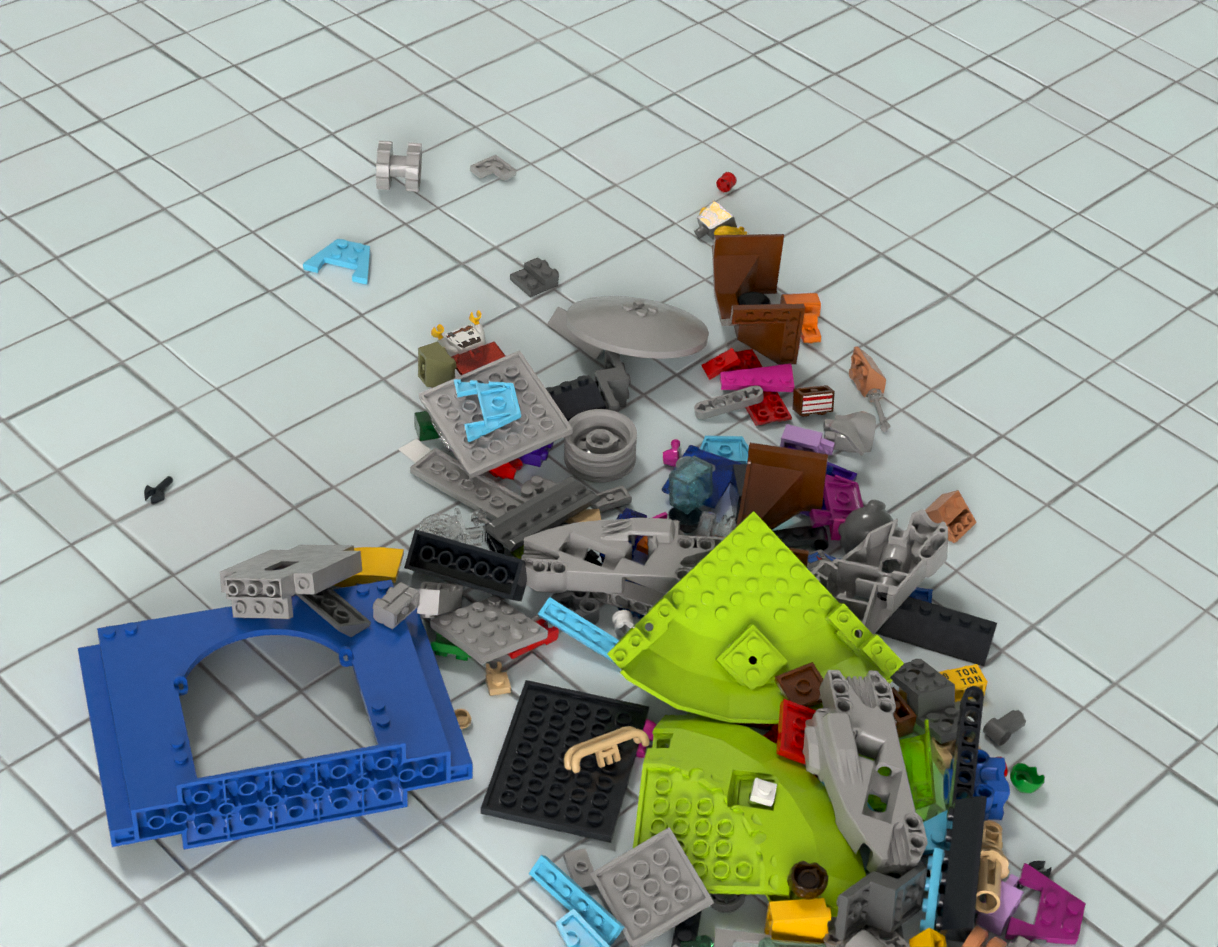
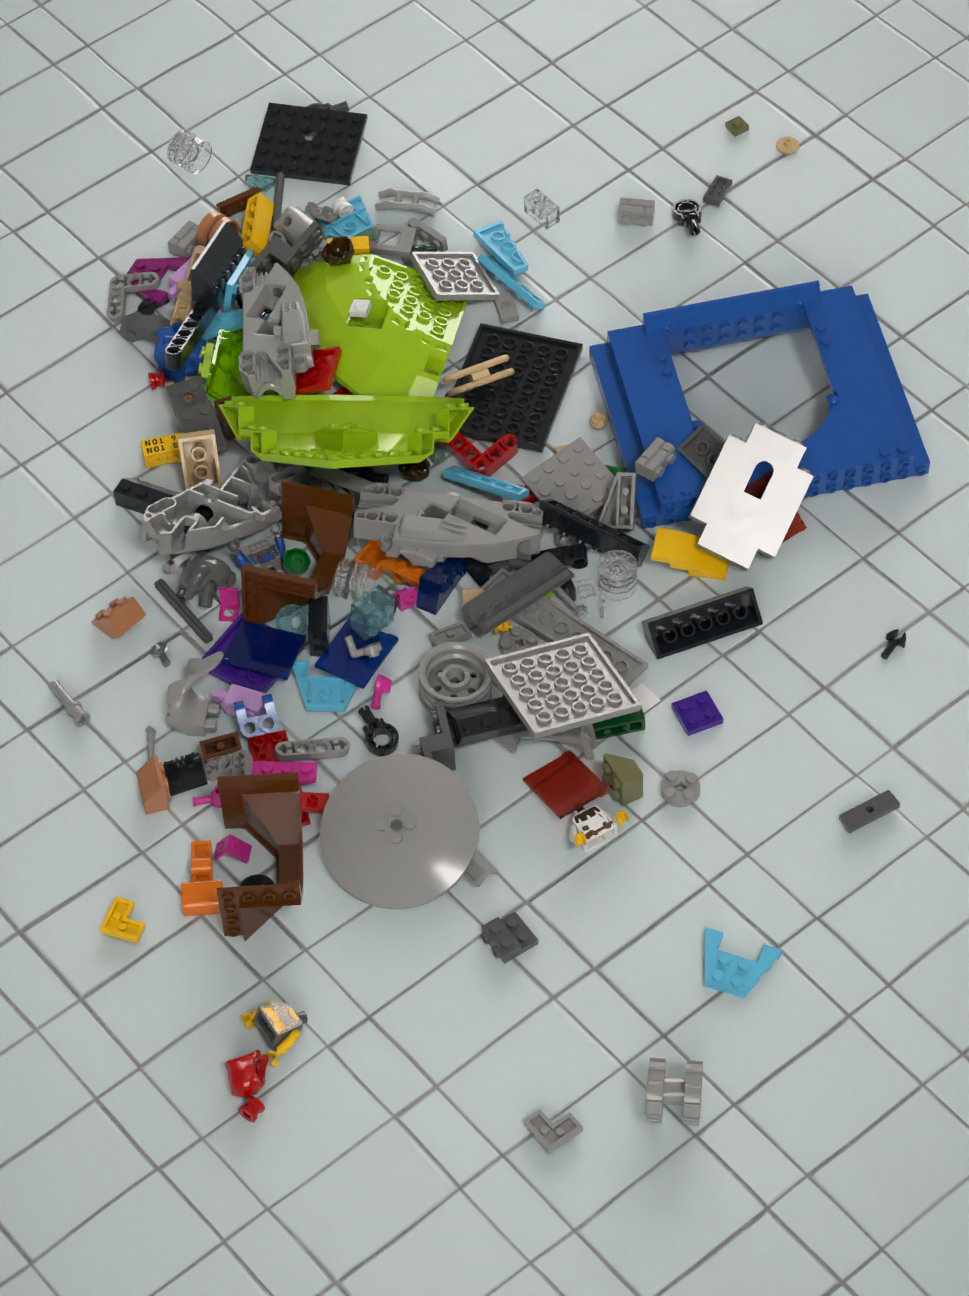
camera: 170 degrees left, 10 degrees up
(209, 352) = (869, 811): none -> dark grey tile
(354, 505) = (702, 622): none -> black slope
(363, 434) = (697, 713): none -> dark purple plate
(391, 375) = (680, 778): none -> light grey plate
(497, 405) = (561, 680): medium azure wing -> none
(595, 661) = (486, 458): none -> red beam
(672, 421) = (376, 727): none -> black pin
(735, 195) = (246, 1075): none -> red piece
(777, 420) = (257, 721): none -> piece
(790, 371) = (239, 761): none -> light grey beam
(801, 685) = (306, 410): reddish brown plate -> none
(806, 376) = (214, 799): none -> dark pink bar
(840, 499) = (222, 622): magenta wing -> none
(845, 390) = (185, 773): none -> black hinge
(866, 290) = (118, 923): none -> yellow plate
(898, 490) = (159, 650): none -> flat silver plate
(915, 642) = (199, 458): none -> tan brick
(940, 760) = (204, 367): none -> lime plate
(964, 443) = (73, 708): none -> light grey pin
(1001, 729) = (139, 413): dark grey piece -> none
(1026, 778) = (133, 369): green hair -> none
(1031, 831) = (142, 327): none -> dark grey brick
(1077, 886) = (122, 290): none -> light grey beam

